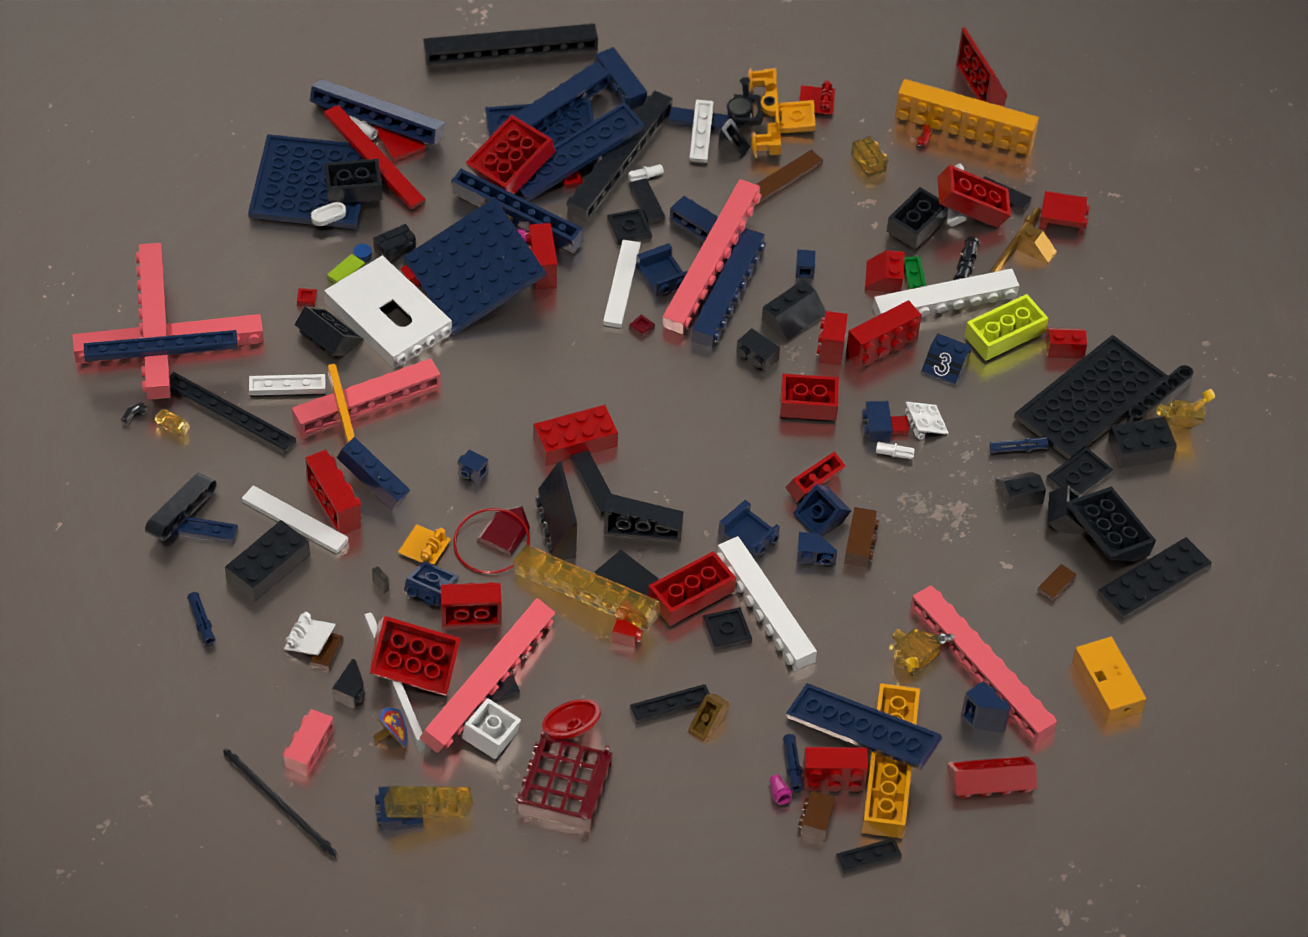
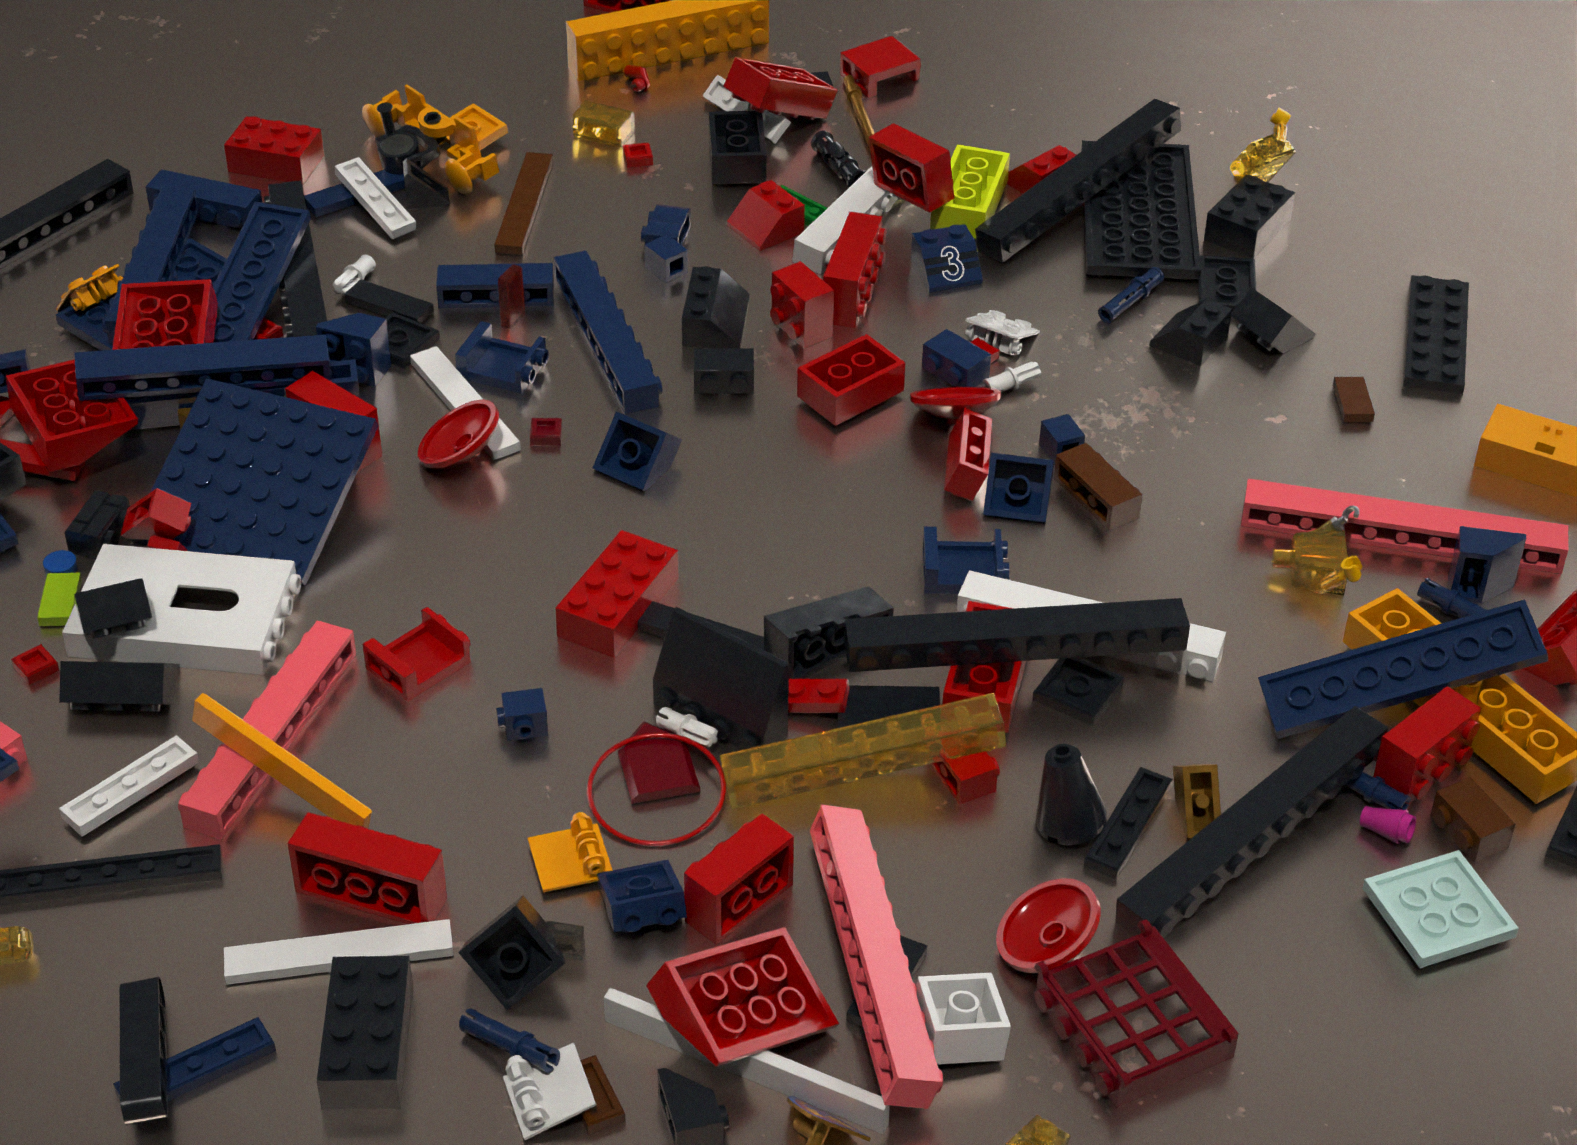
camera: 40 degrees left, 10 degrees down
(315, 608) = (510, 1040): none -> dark blue pin
(349, 293) = (113, 607): none -> black slope
(351, 569) = (513, 953): none -> black slope
(373, 473) = (404, 805): dark blue brick -> none
(415, 258) = (156, 515): none -> red slope
(431, 171) = (60, 424): none -> red slope
(461, 406) = (419, 656): none -> red panel
(502, 101) = (88, 292): none -> light orange hinge
(505, 189) = (186, 367): none -> dark blue brick
(533, 521) = (687, 727): none -> white axle
(592, 302) = (459, 435): none -> red dish
(595, 220) = (362, 339): none -> dark blue slope
(599, 542) = (818, 695): none -> red plate
(646, 673) = (1068, 798): none -> black cone
(667, 366) = (636, 452): none -> dark blue slope
(684, 67) = (274, 150): none -> red brick
(697, 237) = (511, 296): none -> clear red tile
(707, 582) = (1015, 634): none -> black brick
(711, 256) = (555, 307): coral brick -> none
(712, 743) = (1252, 825): none -> black brick
(751, 840) = (1440, 908): none -> light aqua plate
(815, 549) = (1065, 531): dark blue slope -> none
(822, 97) = (473, 93): red hinge -> none
(827, 245) = (667, 220): none -> dark blue brick
(846, 442) = (950, 401): none -> red dish
(869, 188) = (638, 155): none -> red tile
(876, 499) = (1059, 435): none -> dark blue brick
(953, 717) = (1448, 600): none -> dark blue pin
(970, 294) = (911, 167): none -> red brick
(1035, 244) = (888, 106): pearl gold slope -> none
(1071, 358) = (1077, 180): none -> black brick
(1112, 525) = (1343, 296): black slope -> none
(1162, 394) = (1205, 167): black beam -> none

